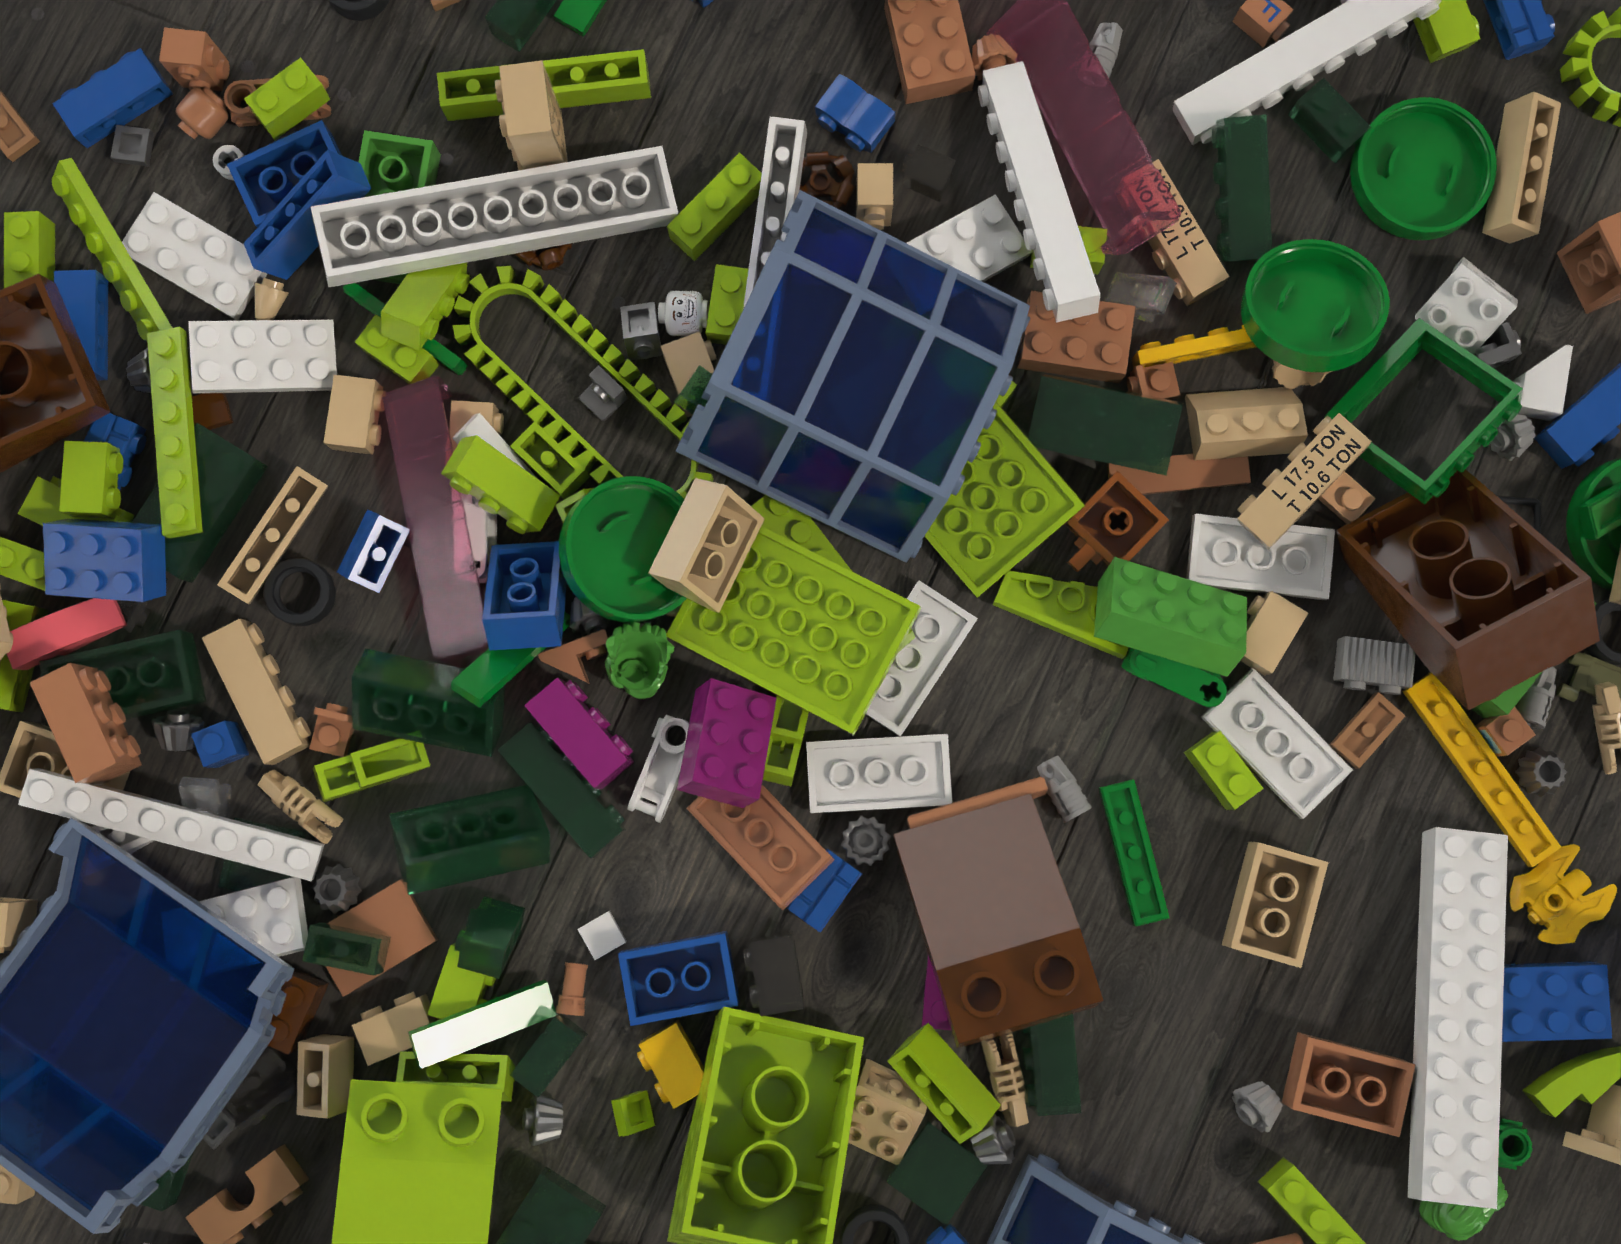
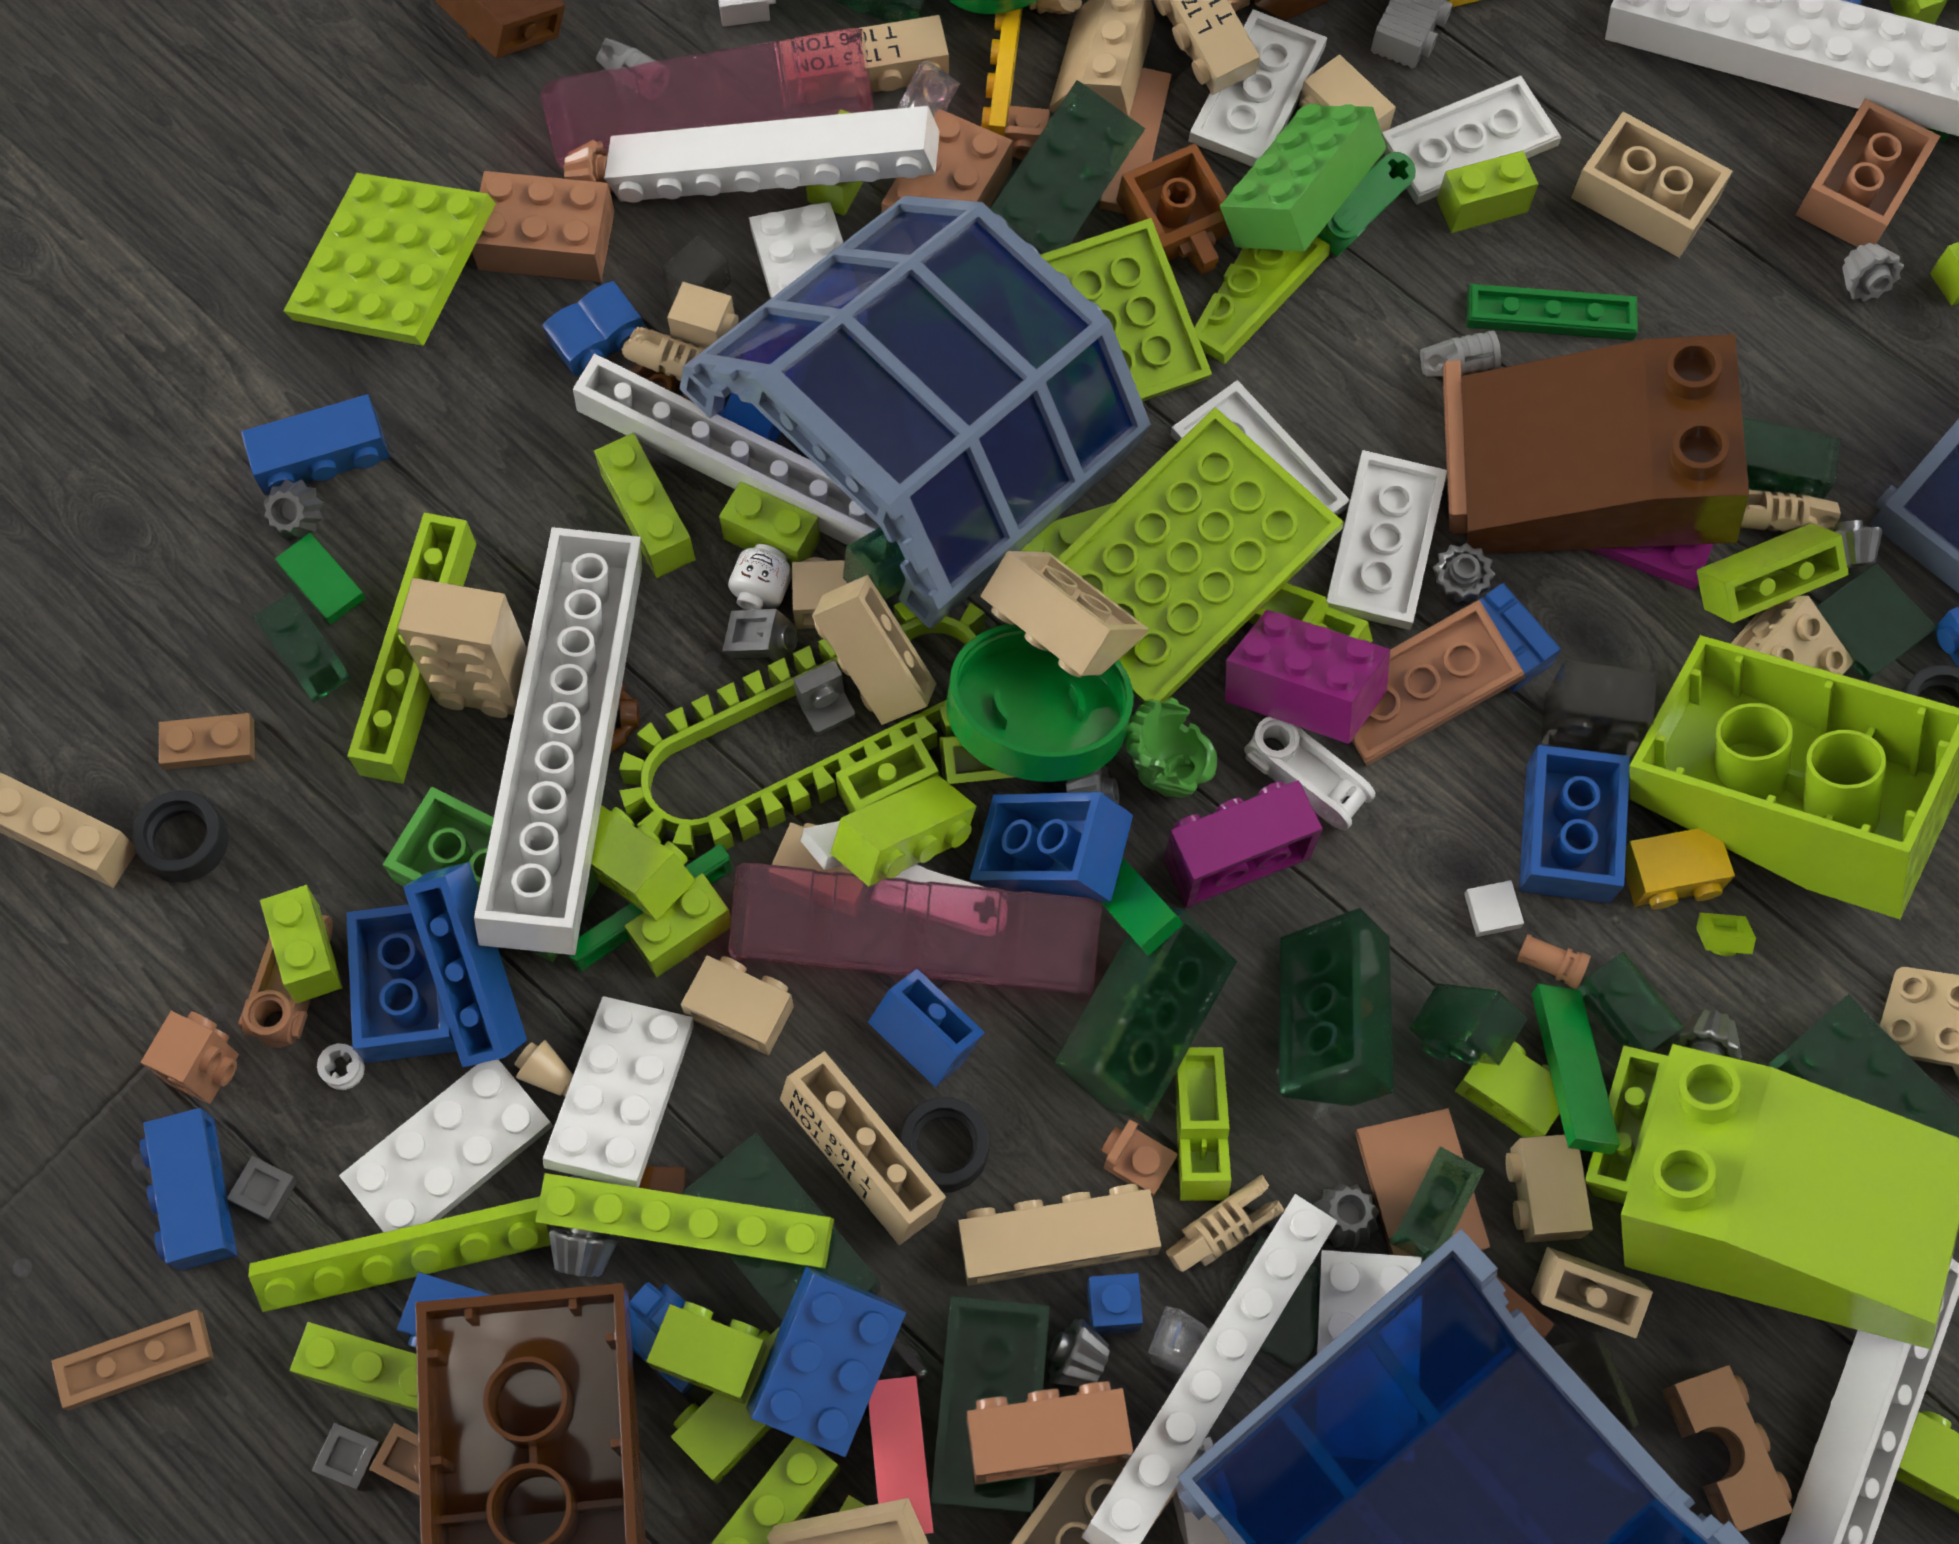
camera: 75 degrees left, 15 degrees down
(202, 113) = (262, 1076): nougat head -> none
(563, 789) = (1301, 894): clear green brick -> none
(568, 656) = (1144, 836): nougat slope -> none
(638, 415) = (874, 650): none -> tan brick
(841, 181) = (659, 351): none -> tan hinge
(1367, 730) = (1481, 49): medium nougat plate -> none

